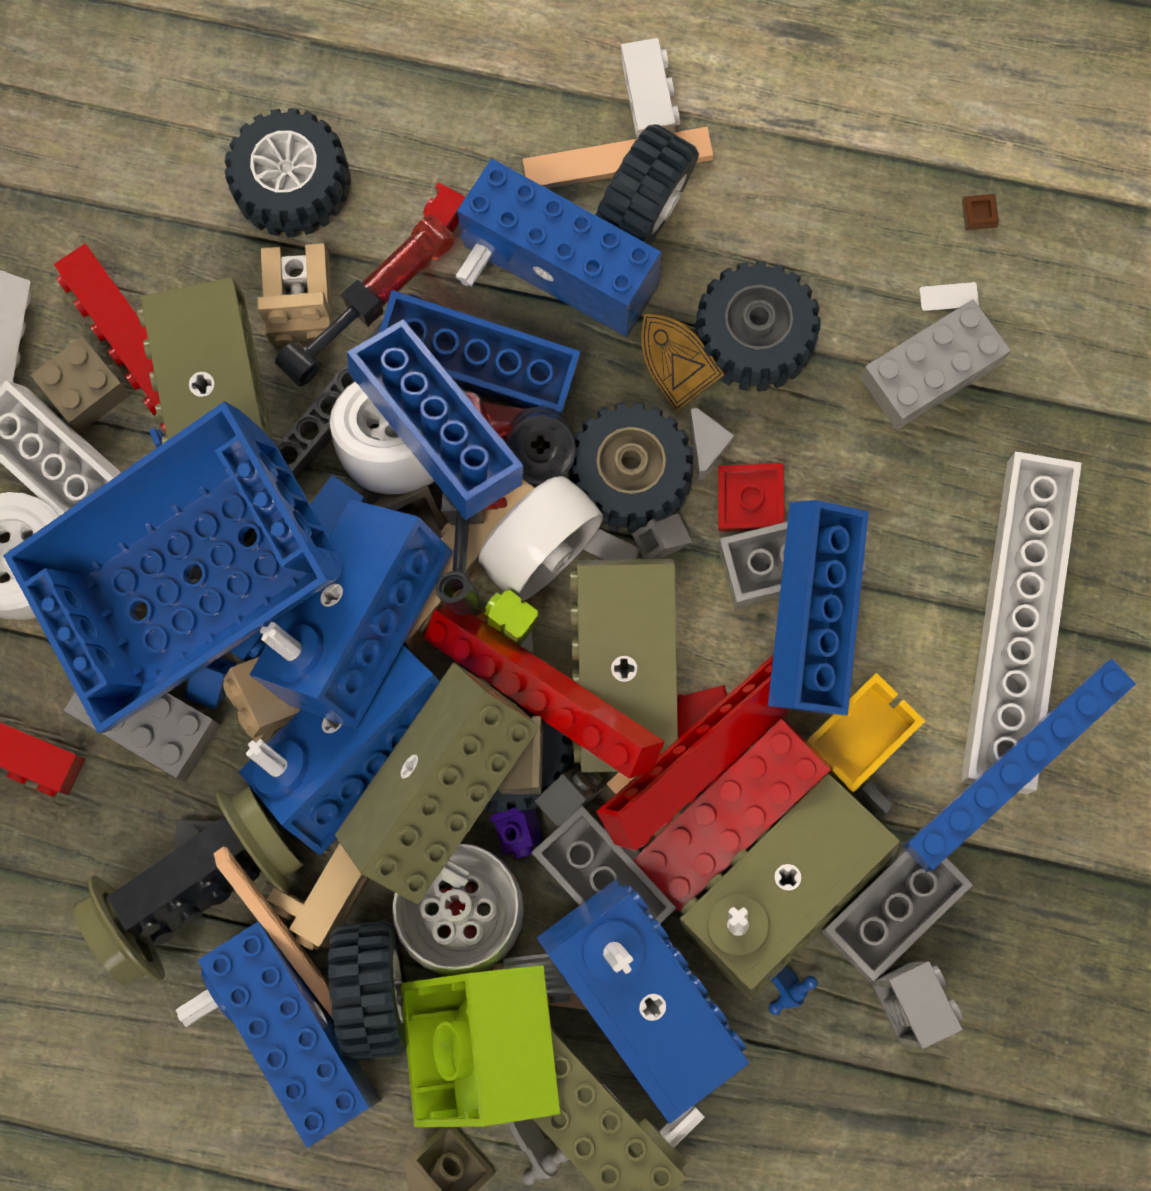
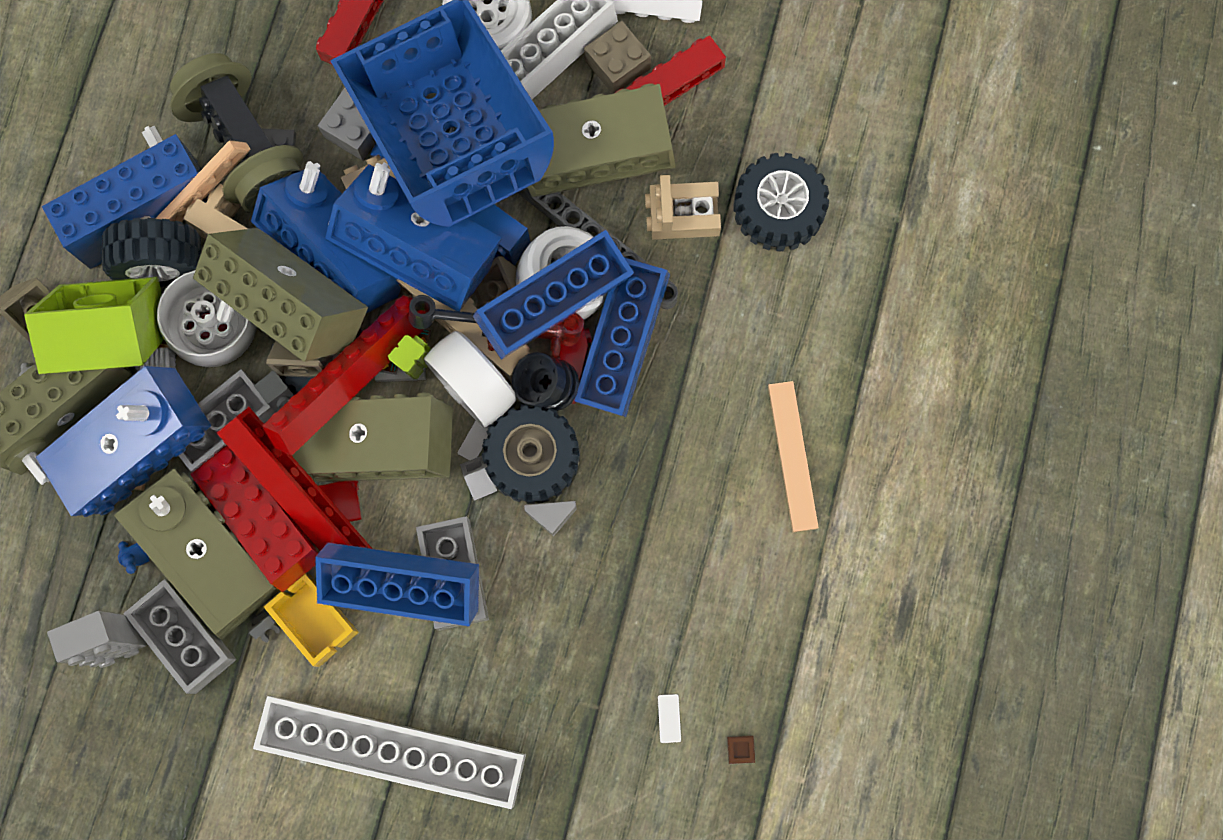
camera: 90 degrees right, 0 degrees up
(366, 298) = (671, 257): piece -> none
(445, 206) = (748, 319): red brick -> none
(518, 831) = (256, 365): dark purple brick -> none
(556, 248) = (709, 398): blue piece -> none
(647, 85) = (850, 482): white brick -> none
(648, 183) = (752, 468): black wheel -> none
(677, 359) = (618, 493): pearl gold shield -> none
(750, 496) = (506, 547): red plate -> none
(758, 325) = (642, 556): black wheel -> none
(935, 364) = (606, 699): light grey brick -> none
(1018, 765) = (267, 734): blue brick -> none

